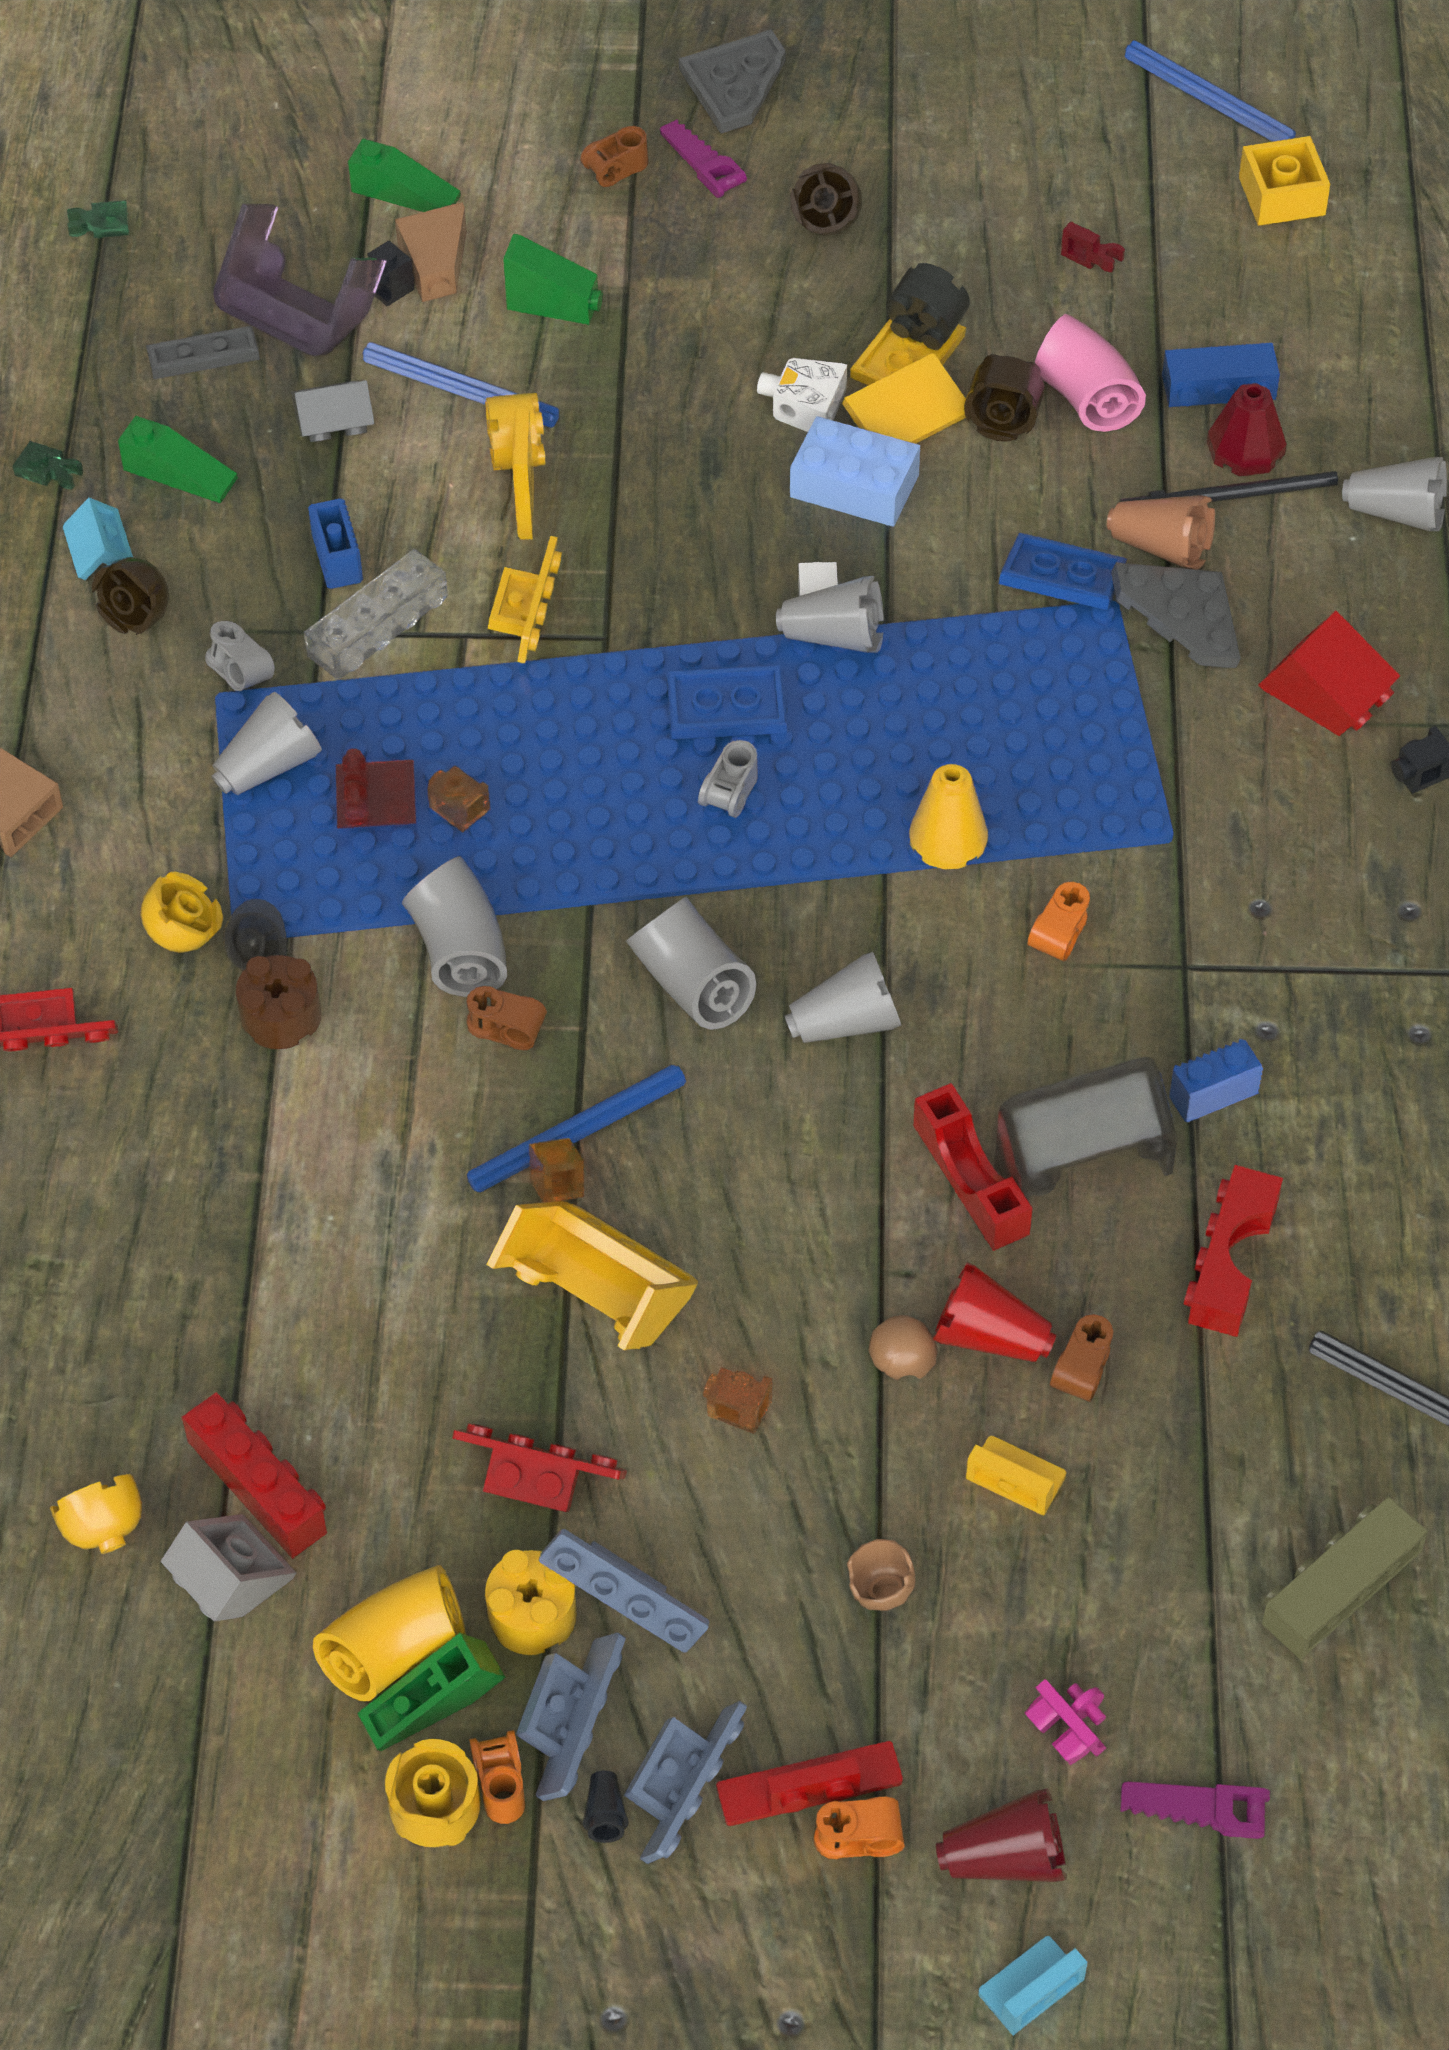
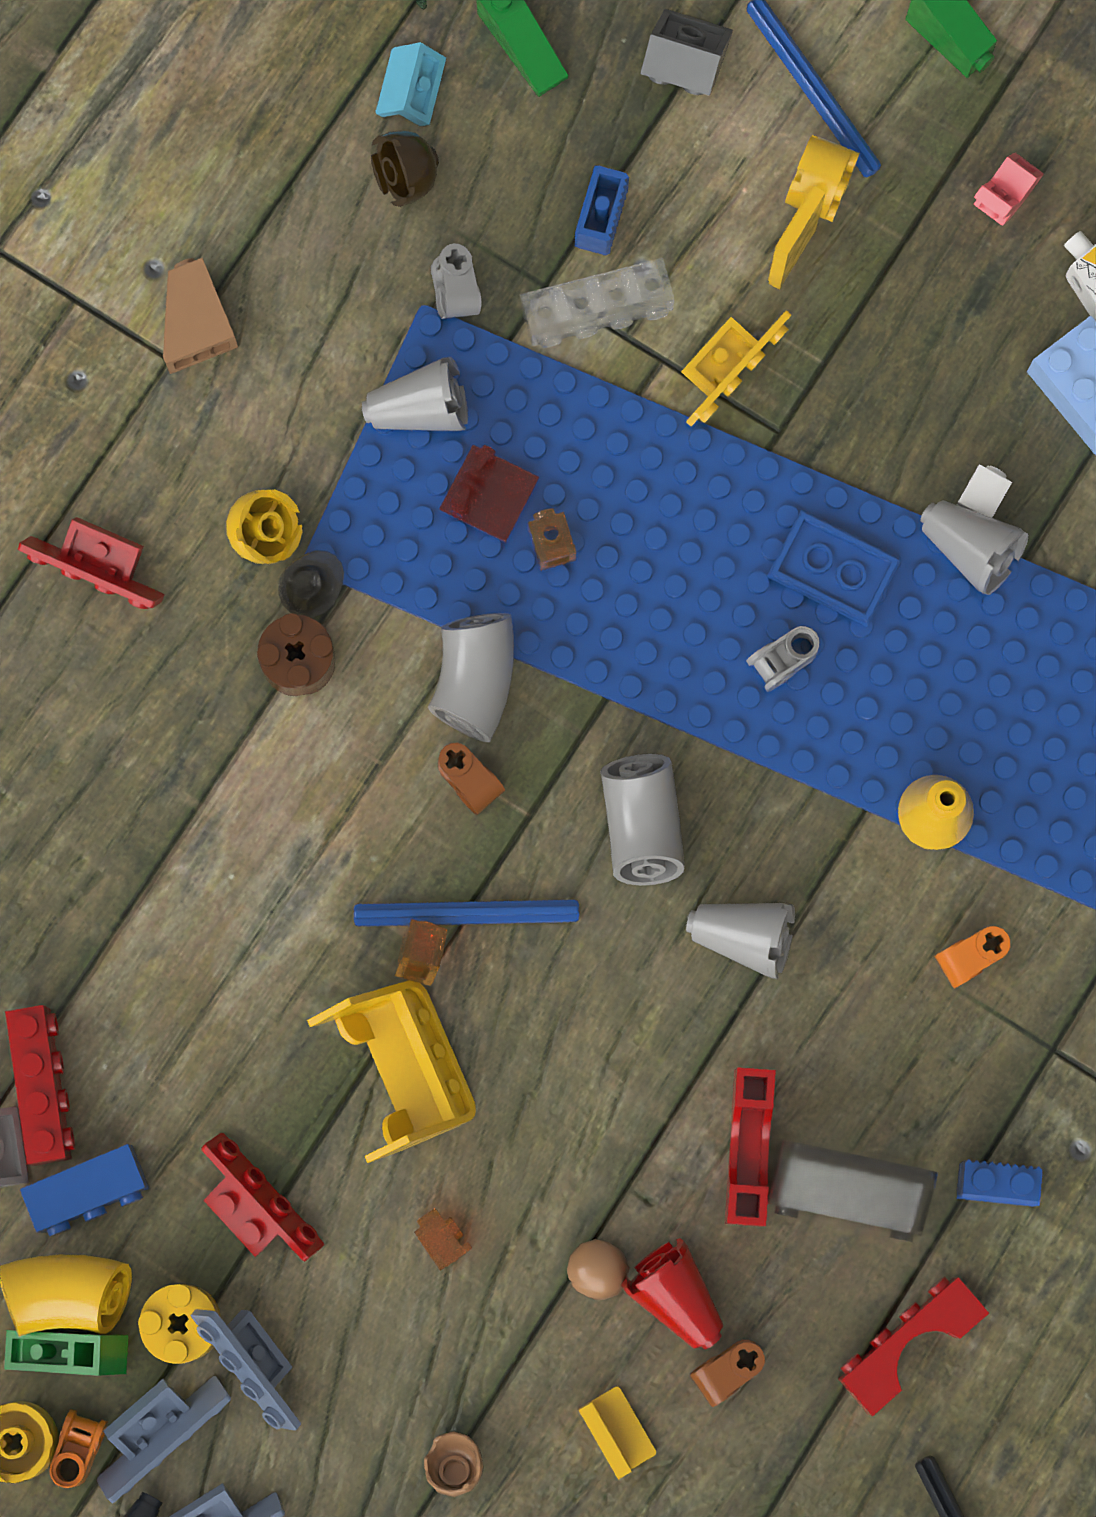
camera: 30 degrees right, 25 degrees up
(358, 1541) = (85, 1190): none -> blue brick
(680, 372) = (1008, 188): none -> coral brick

